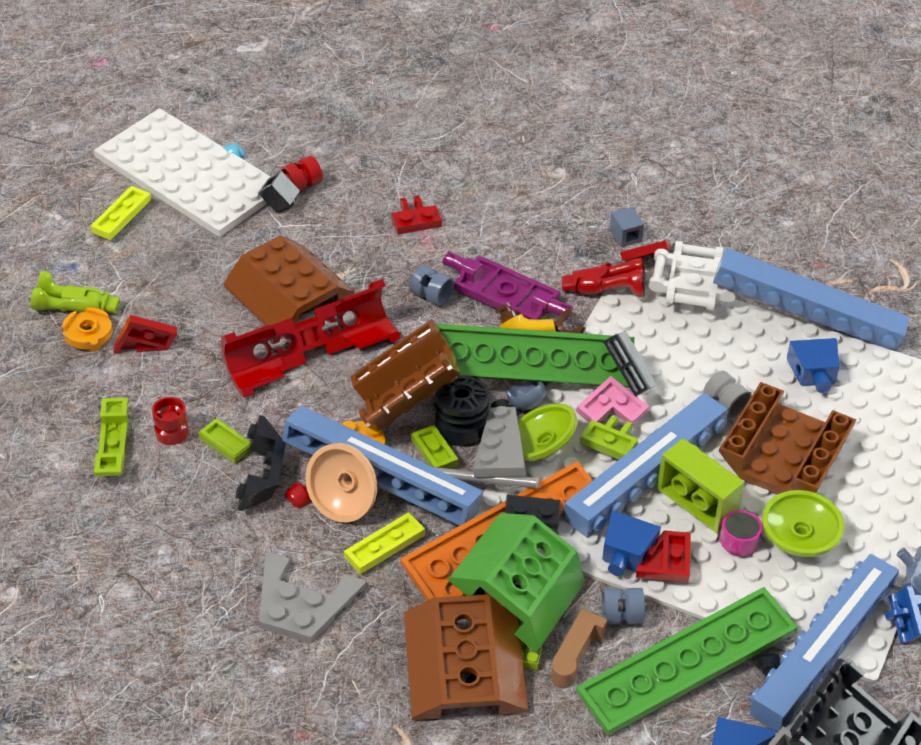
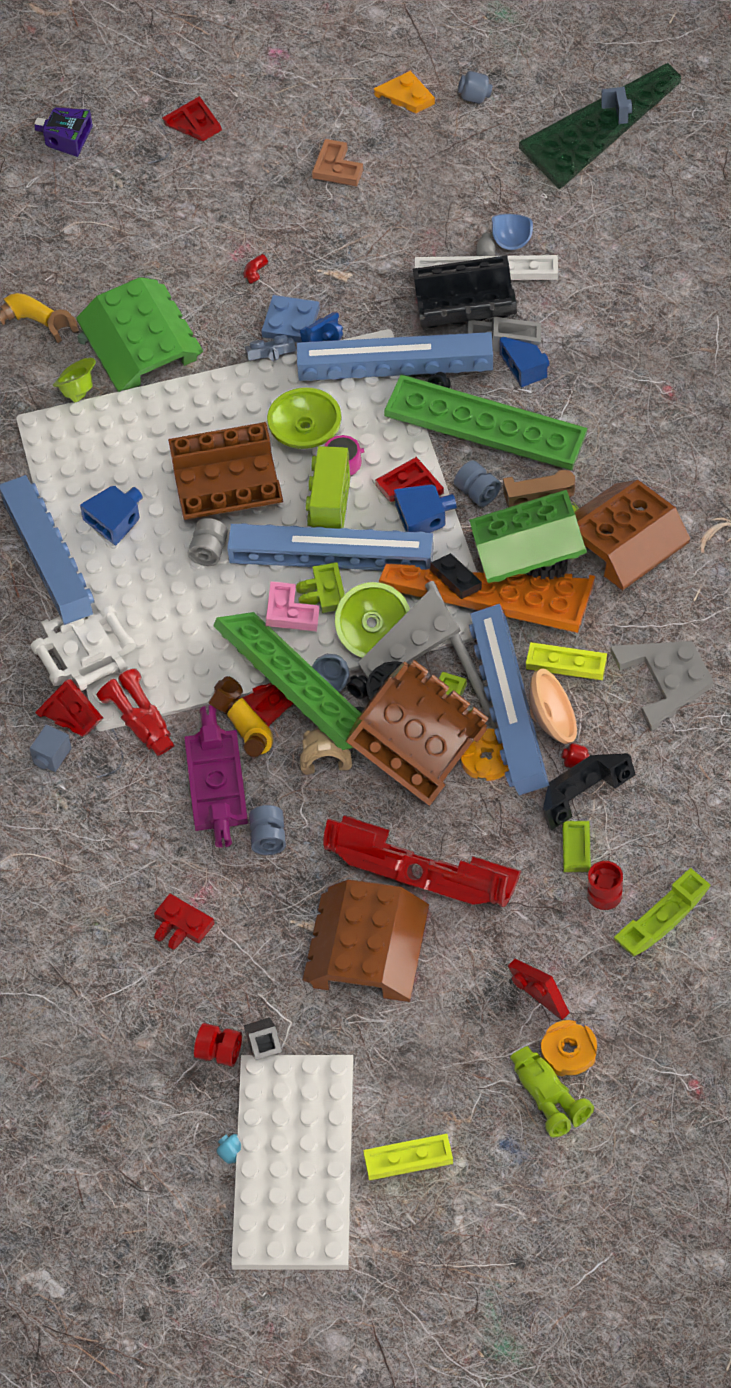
camera: 125 degrees left, 10 degrees up
(630, 363) = (247, 605): piece -> none

